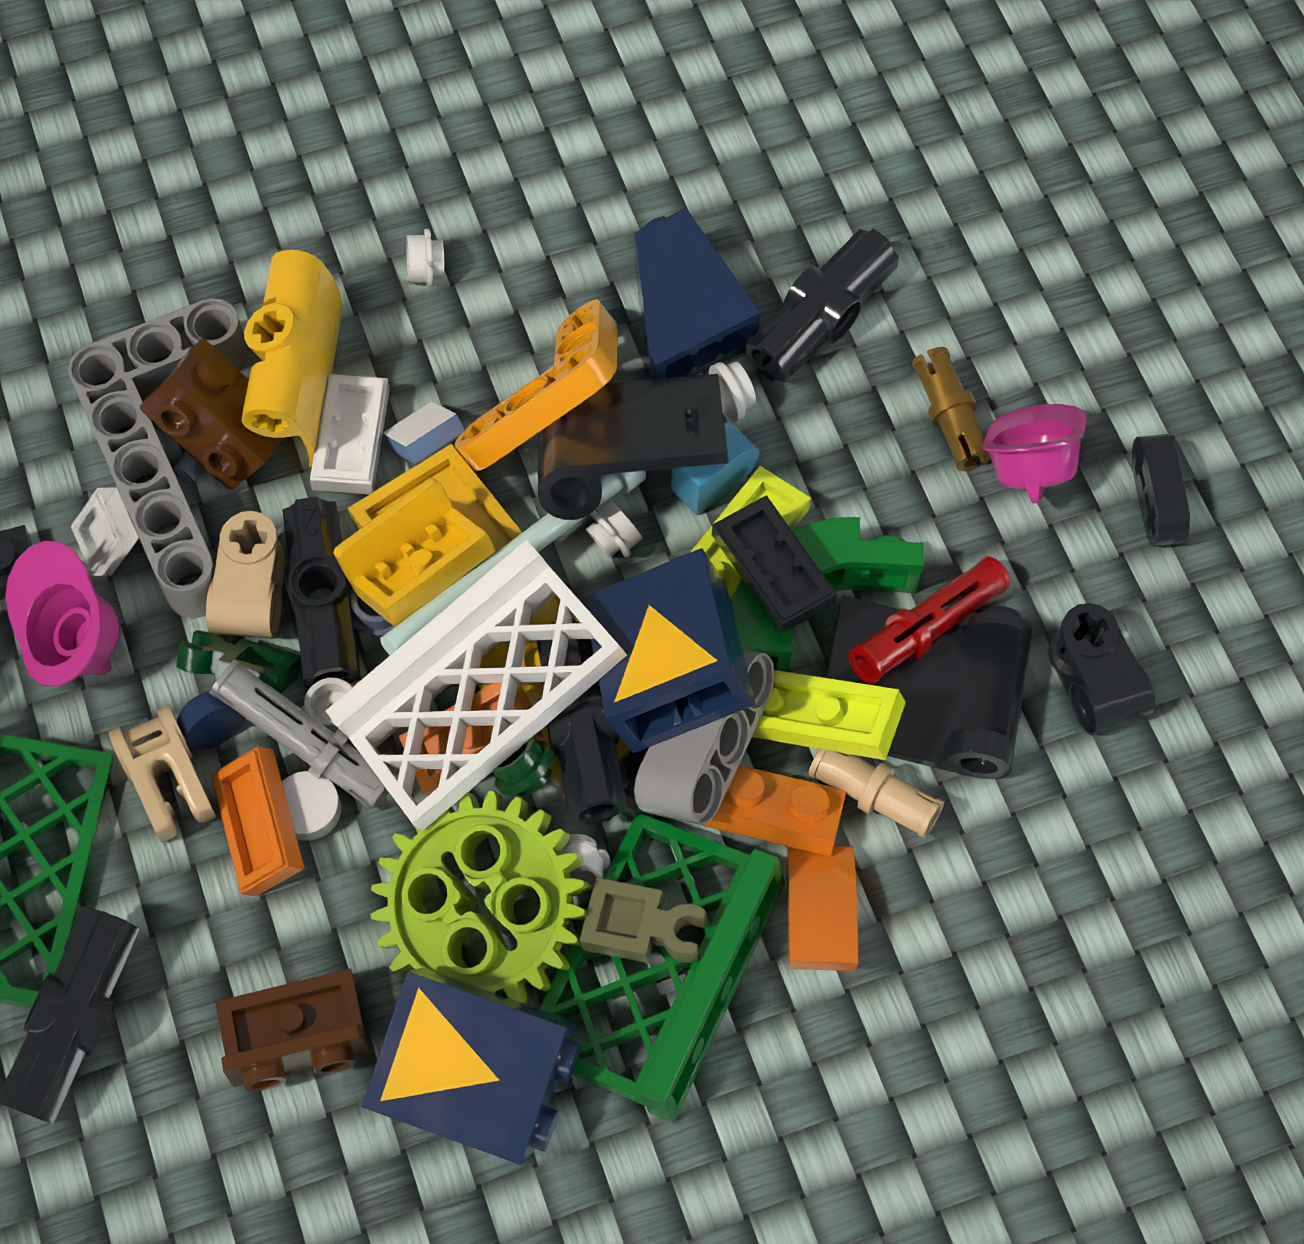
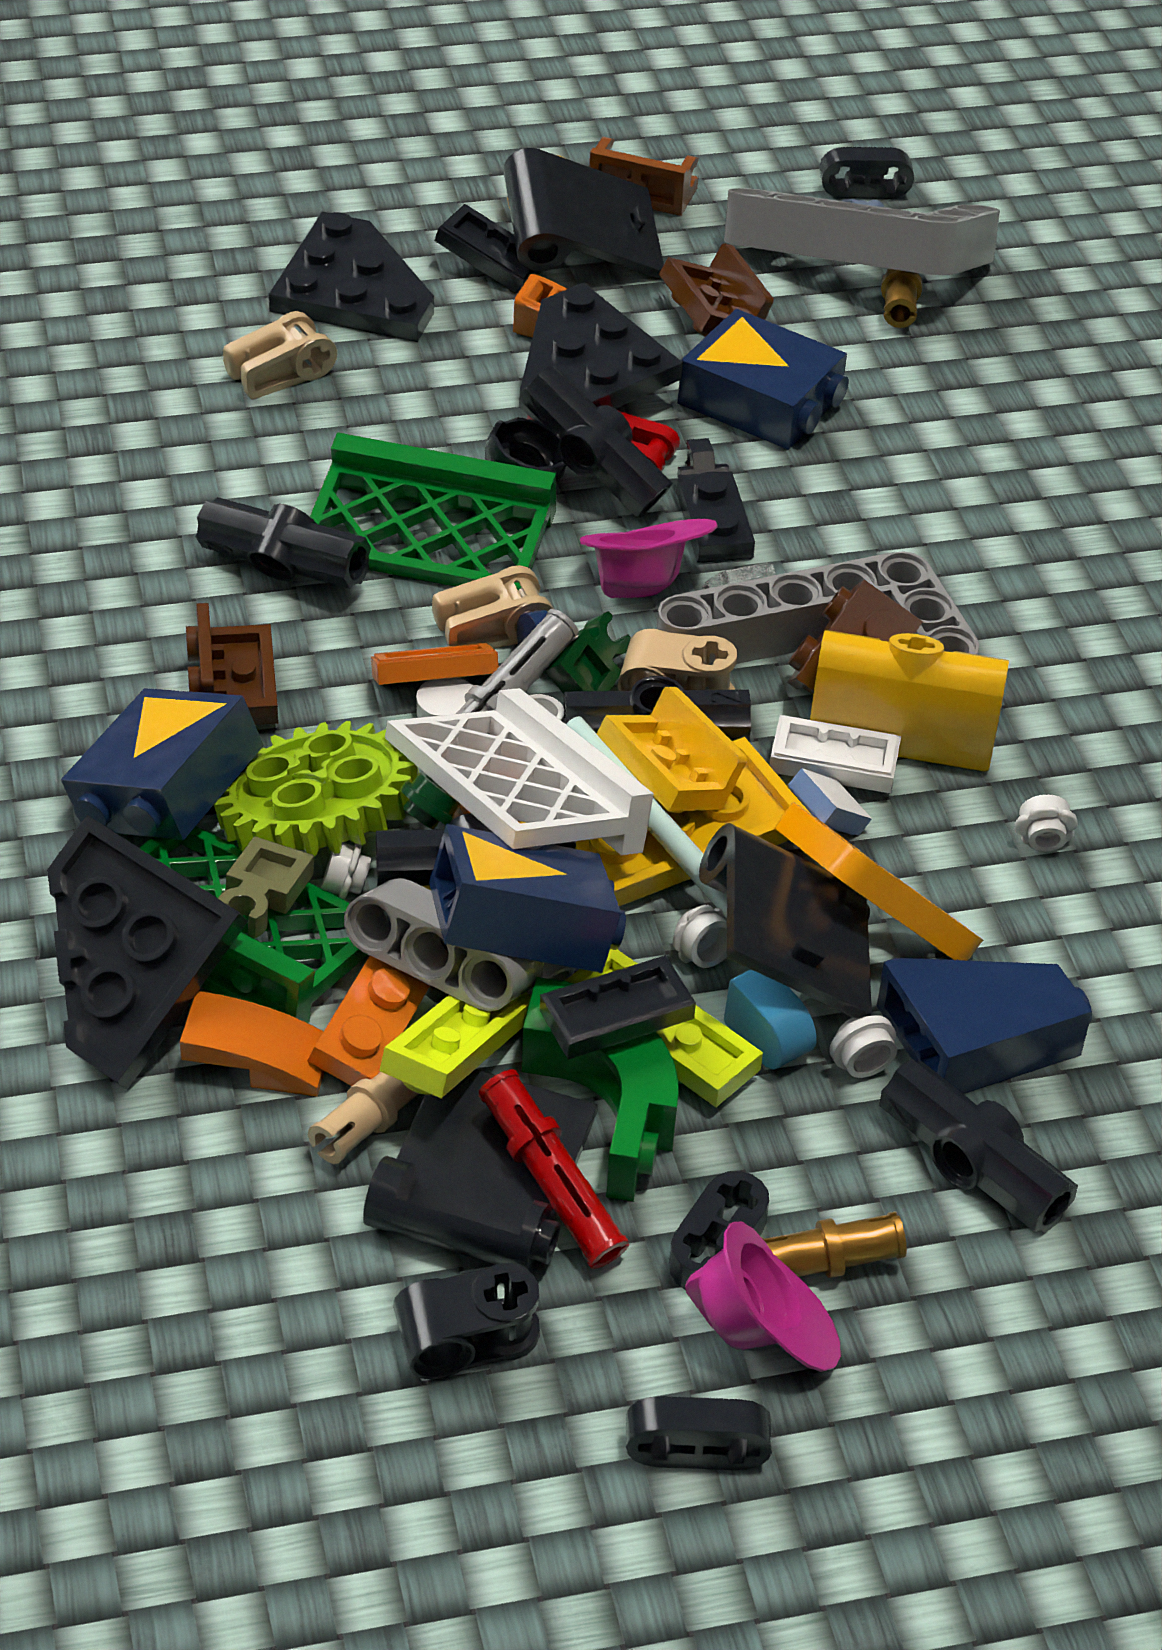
camera: 95 degrees right, 20 degrees down
(756, 1030) = (129, 947): none -> black plate
(947, 495) = (706, 1221): none -> black beam

